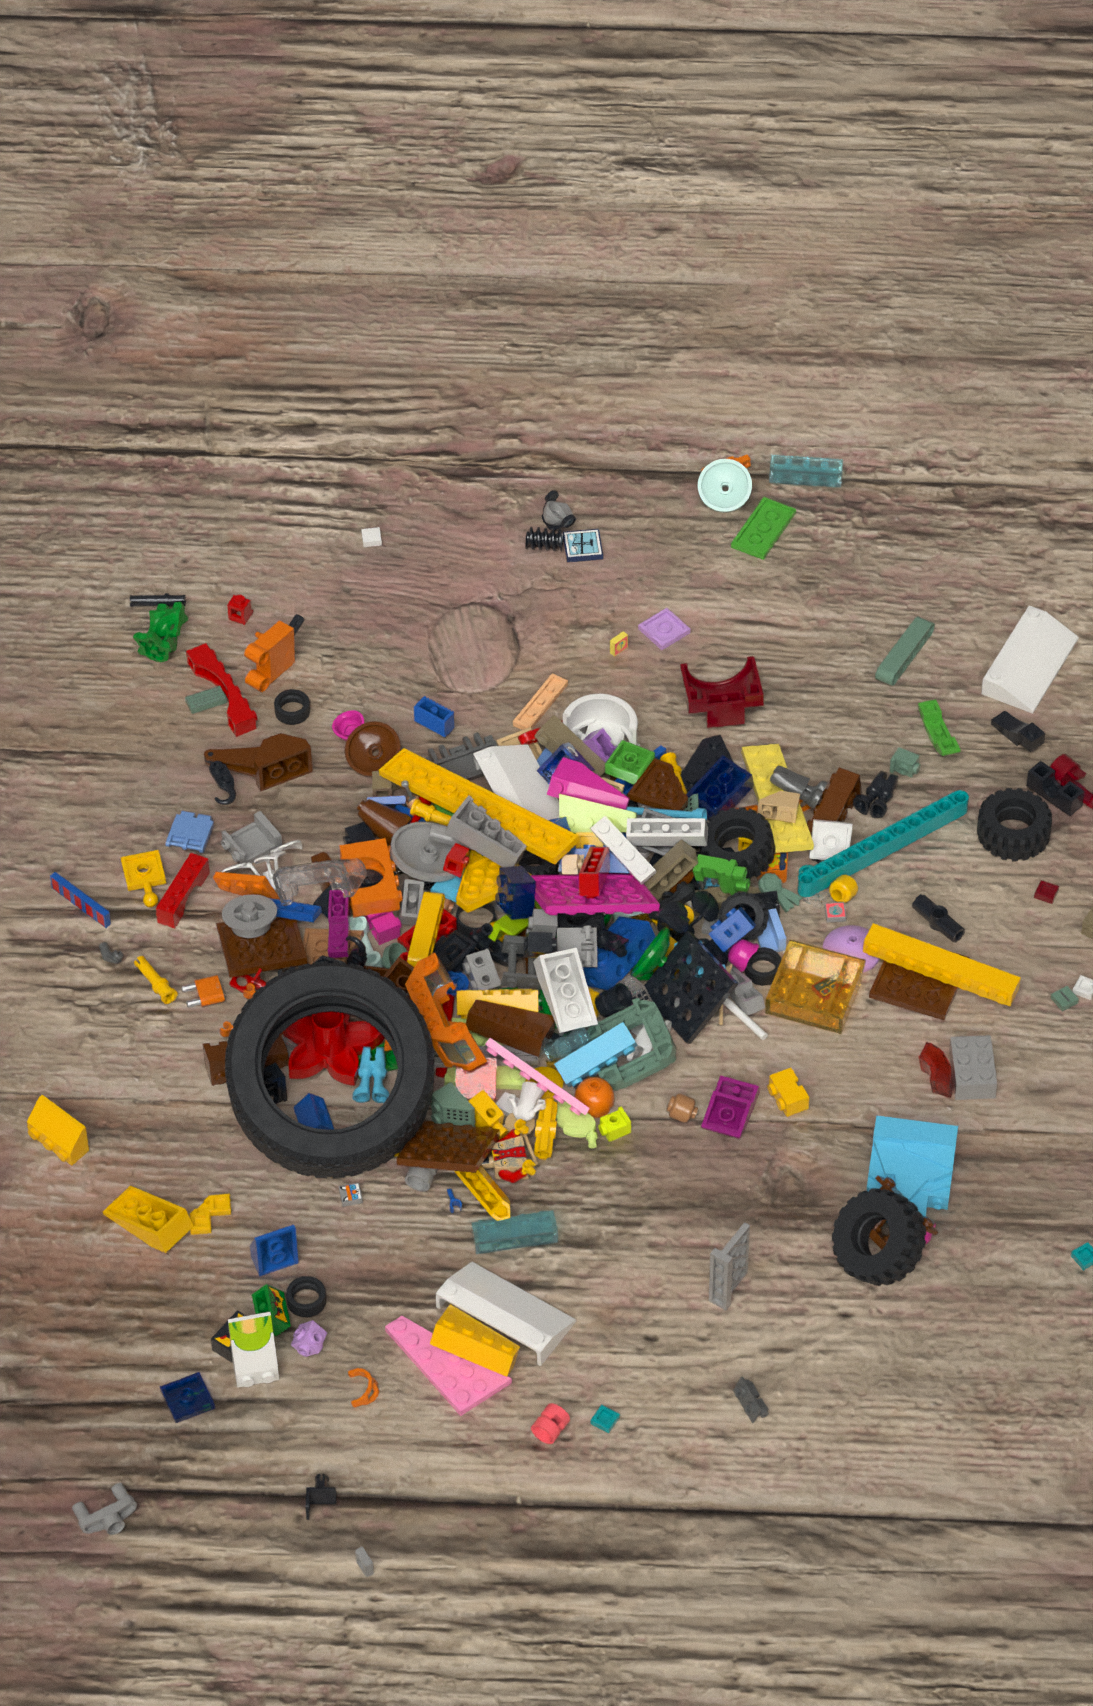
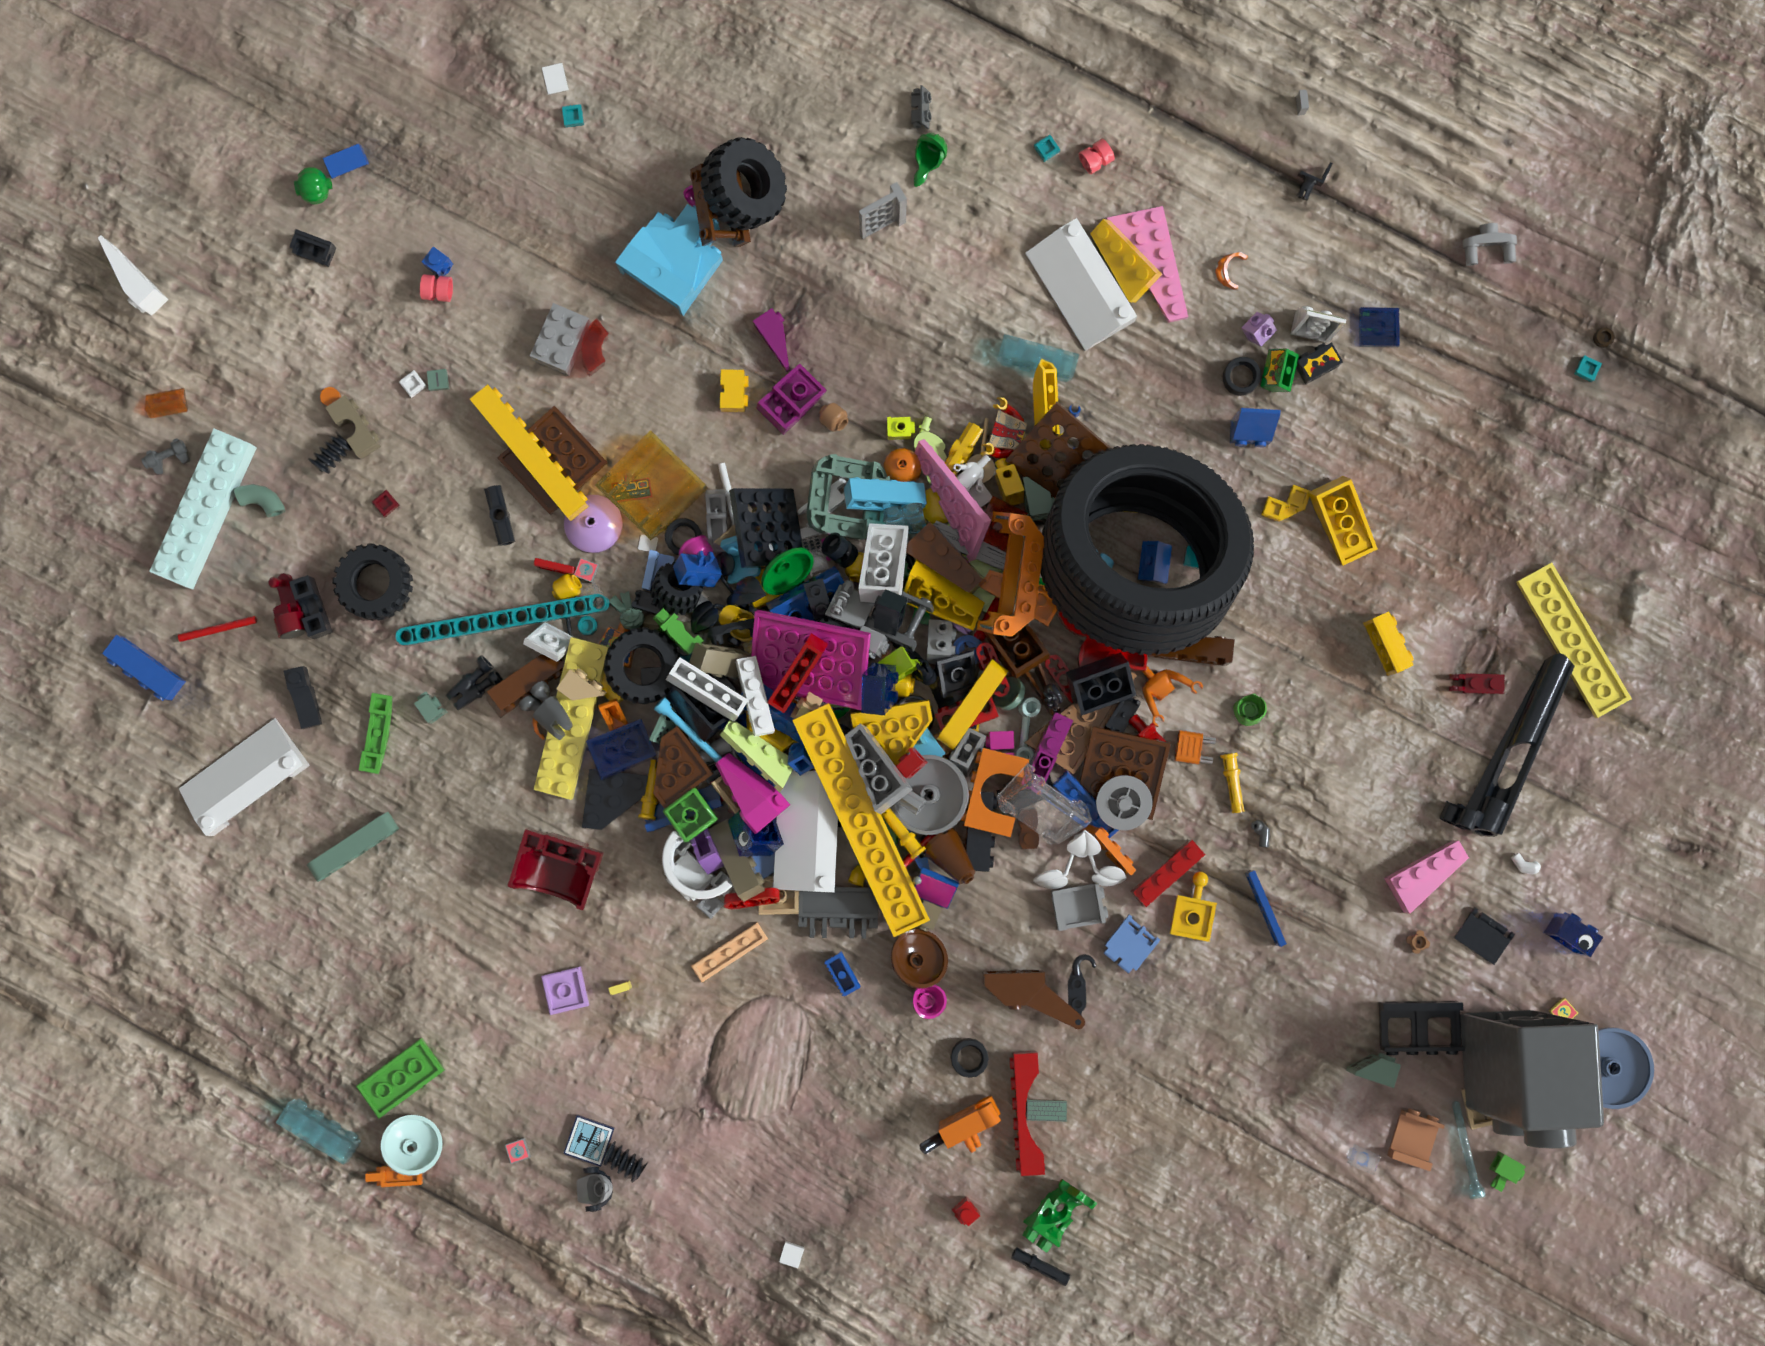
camera: 155 degrees left, 35 degrees up
(165, 1038) = (1249, 709): none -> bright green hair
(637, 519) = (517, 1150): none -> tile
(716, 1359) = (929, 154): none -> green piece
(777, 1150) = (772, 331): none -> magenta slope
(864, 900) = (554, 566): none -> red tile

